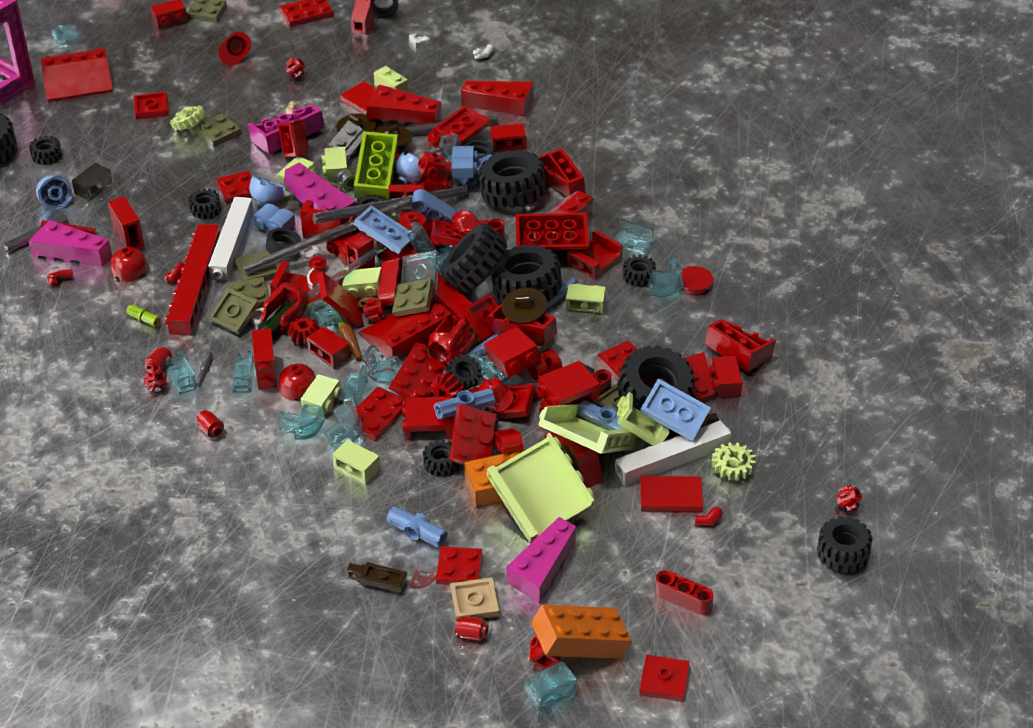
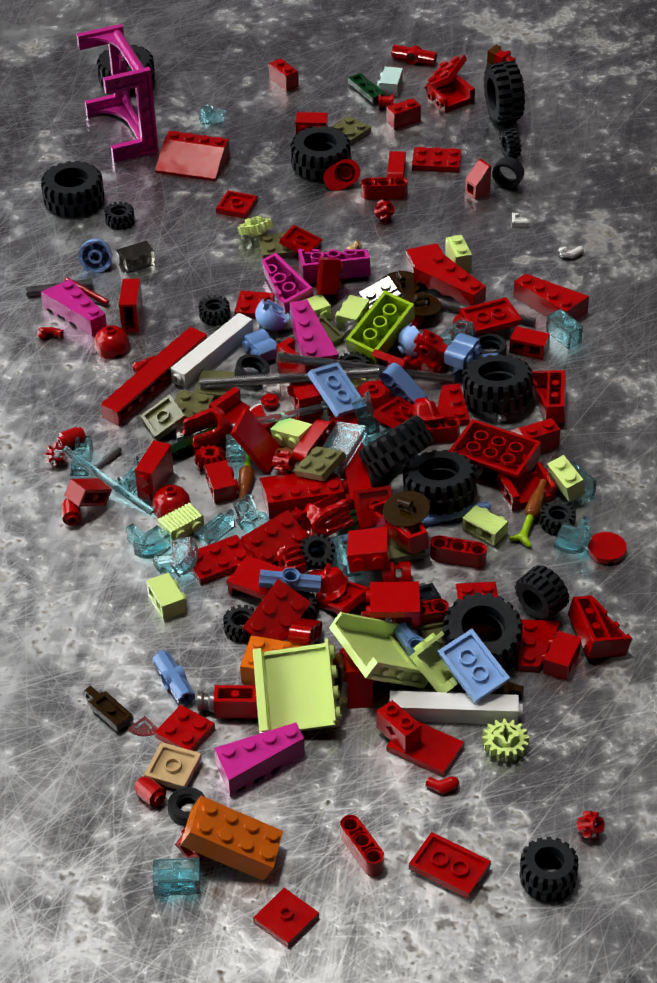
camera: 30 degrees right, 0 degrees up
(143, 315) = (90, 393): lime axle -> none
(190, 375) = (80, 460): none -> clear light blue bar
(198, 35) = (317, 150): none -> black tyre
(216, 400) = (88, 492): none -> red brick
(238, 117) = (298, 238): none -> red tile
(256, 157) = (285, 282): none -> dark pink wedge
(277, 28) = (396, 164): none -> red beam
(280, 49) = (384, 188): none -> red beam
(462, 534) = (205, 701): none -> flat silver wheel
(480, 207) = (453, 403): none -> red wing
(490, 522) = (235, 701): none -> red brick
(509, 637) = (179, 796): none -> black tyre
(531, 115) = (564, 329): none -> clear light blue brick
(580, 327) = (458, 551): none -> red beam
(615, 272) = (531, 512): none -> piece
(628, 234) = (566, 478): none -> yellowish green brick
(644, 484) = (398, 726): none -> red brick
(679, 331) = (542, 593): none -> black tyre
(764, 577) = (449, 865): none -> red plate

